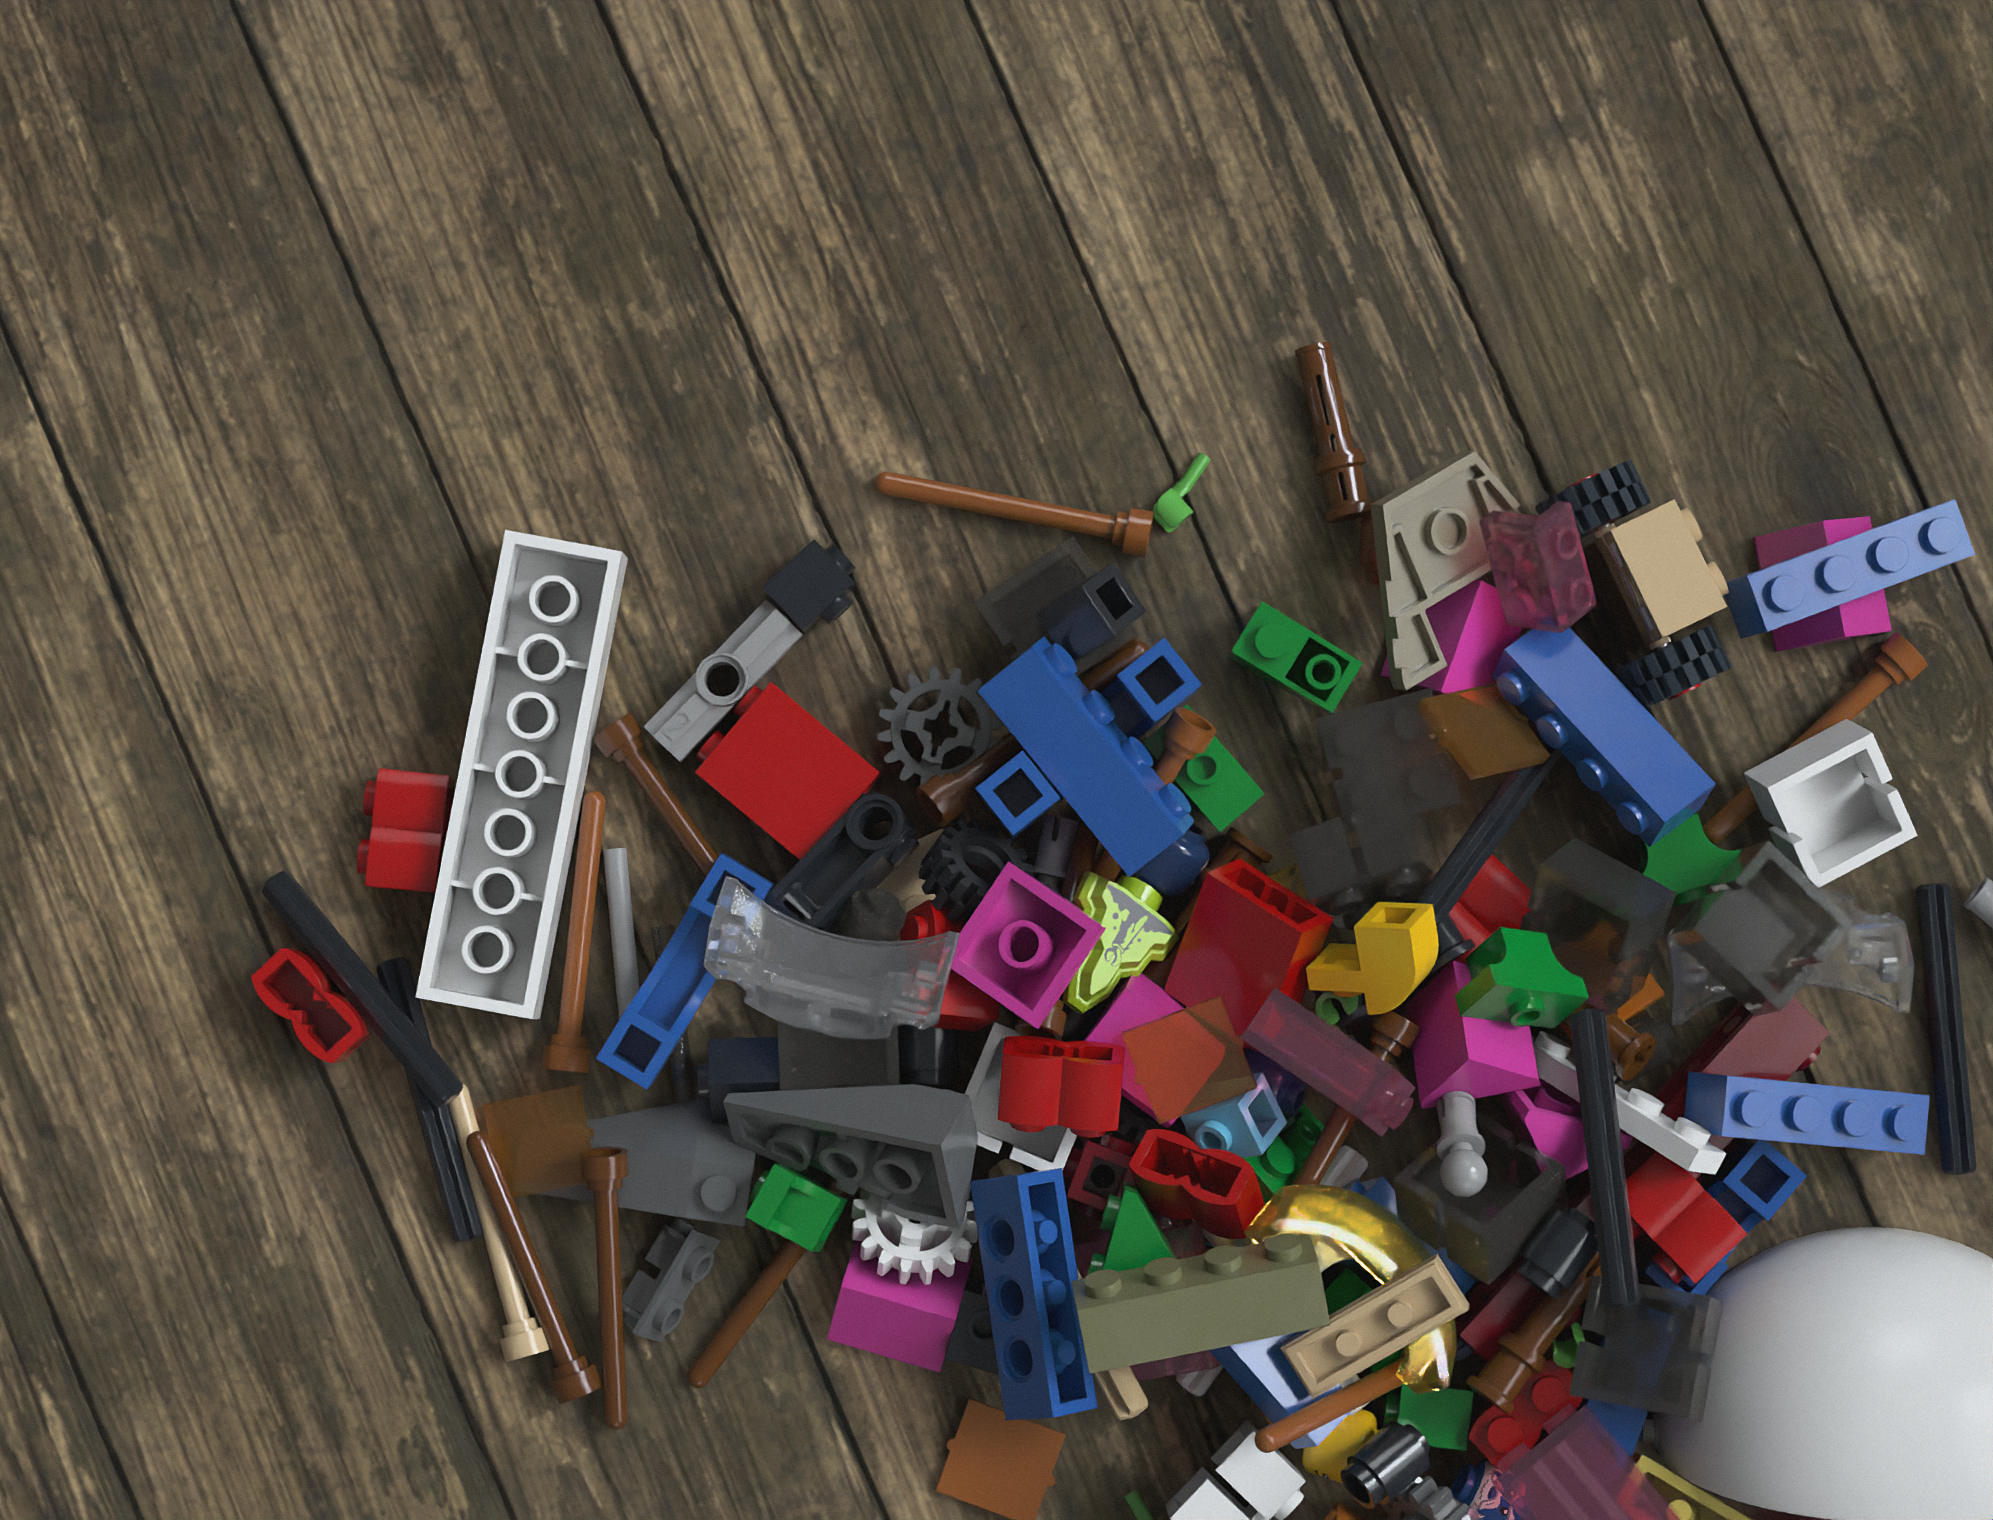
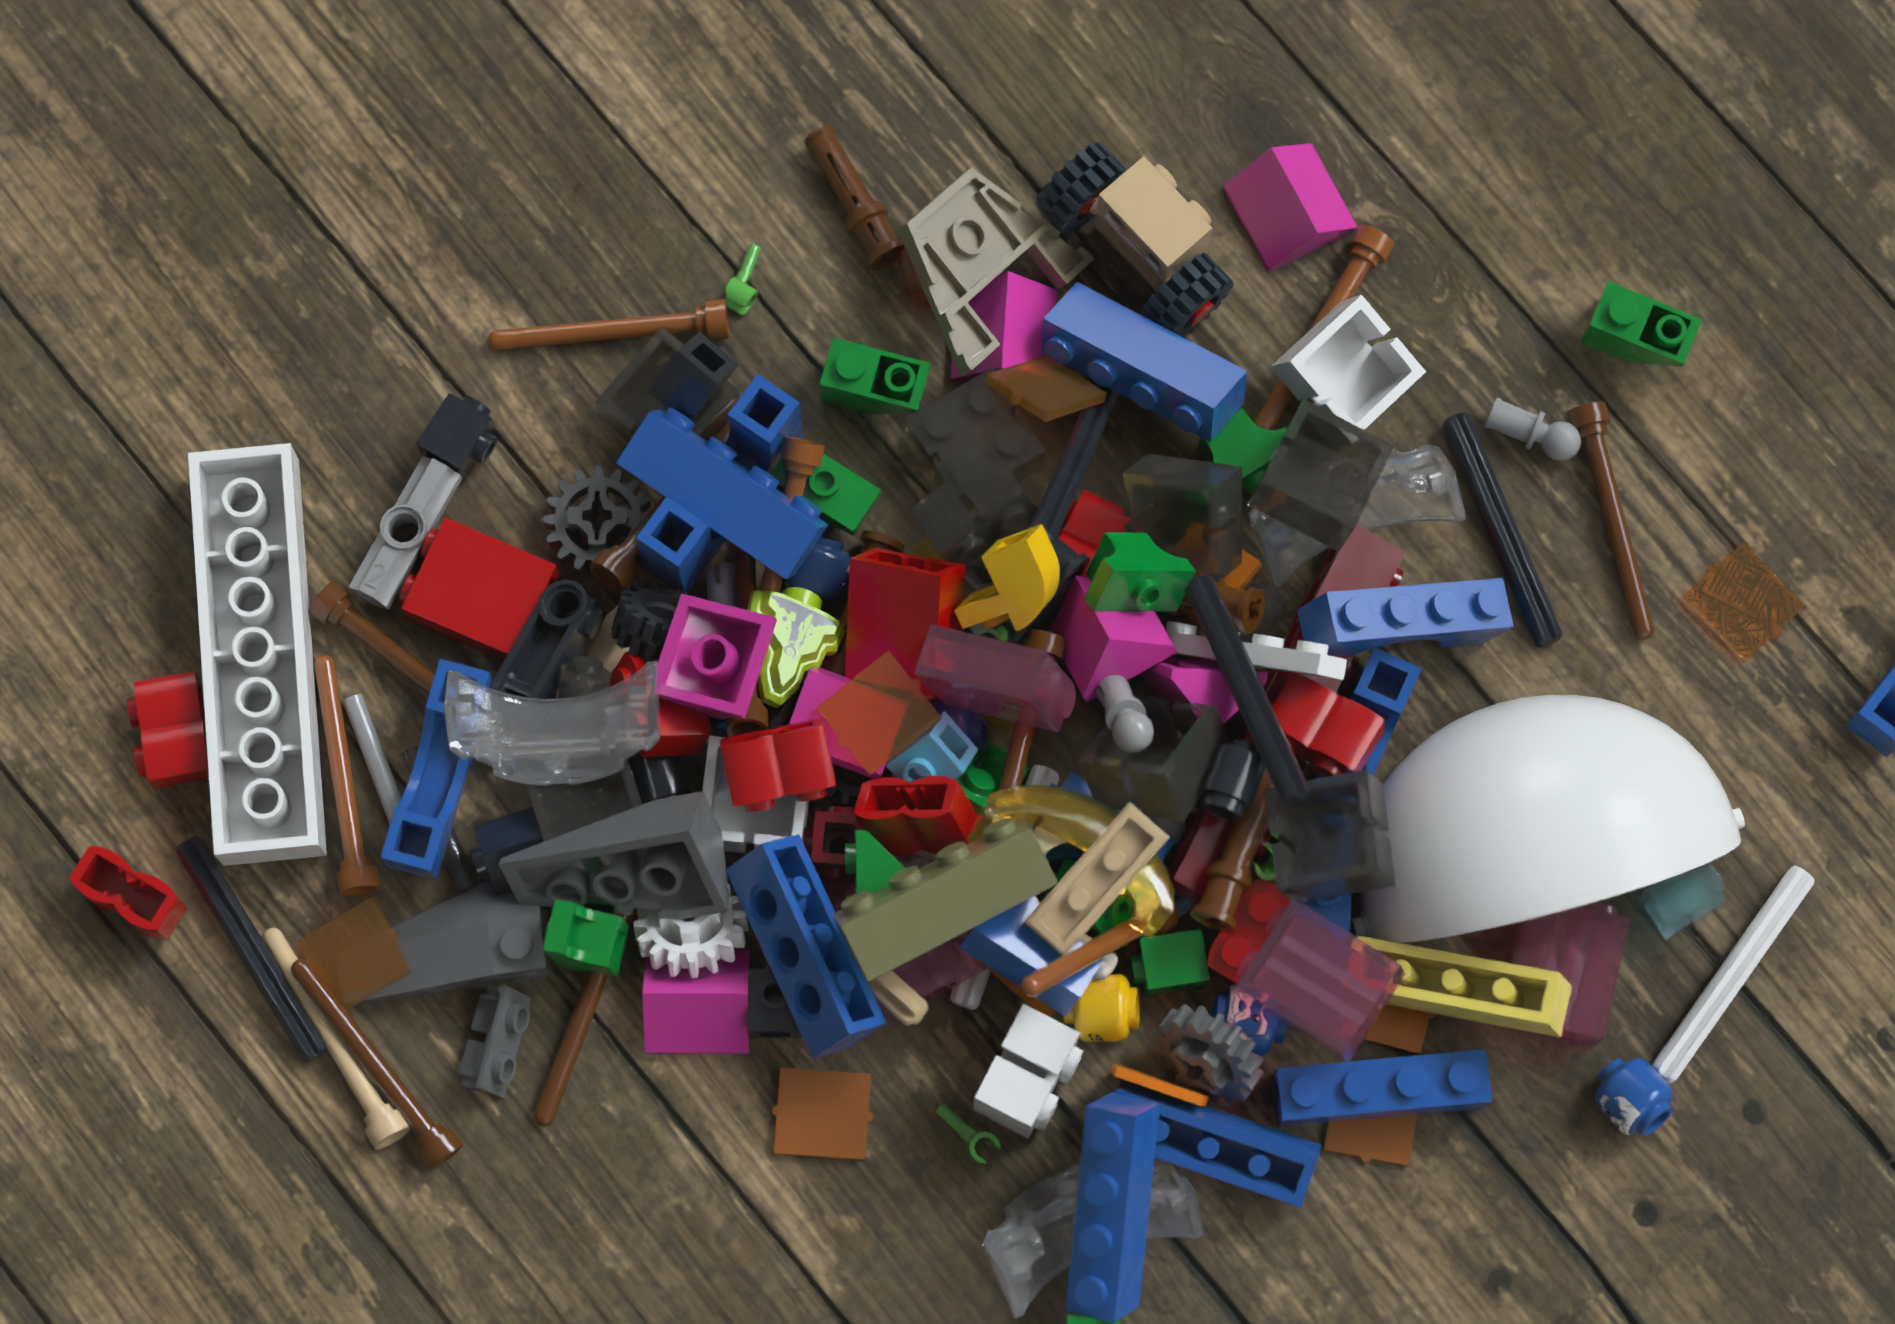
camera: 20 degrees left, 10 degrees down
(362, 989) = (169, 868): black axle -> none
(604, 1174) = (416, 959): reddish brown piece -> none
(1386, 1464) = (1144, 1004): black brick -> none
(1539, 567) = (1051, 244): clear pink bracket -> none
(1848, 569) = (1283, 190): arch -> none

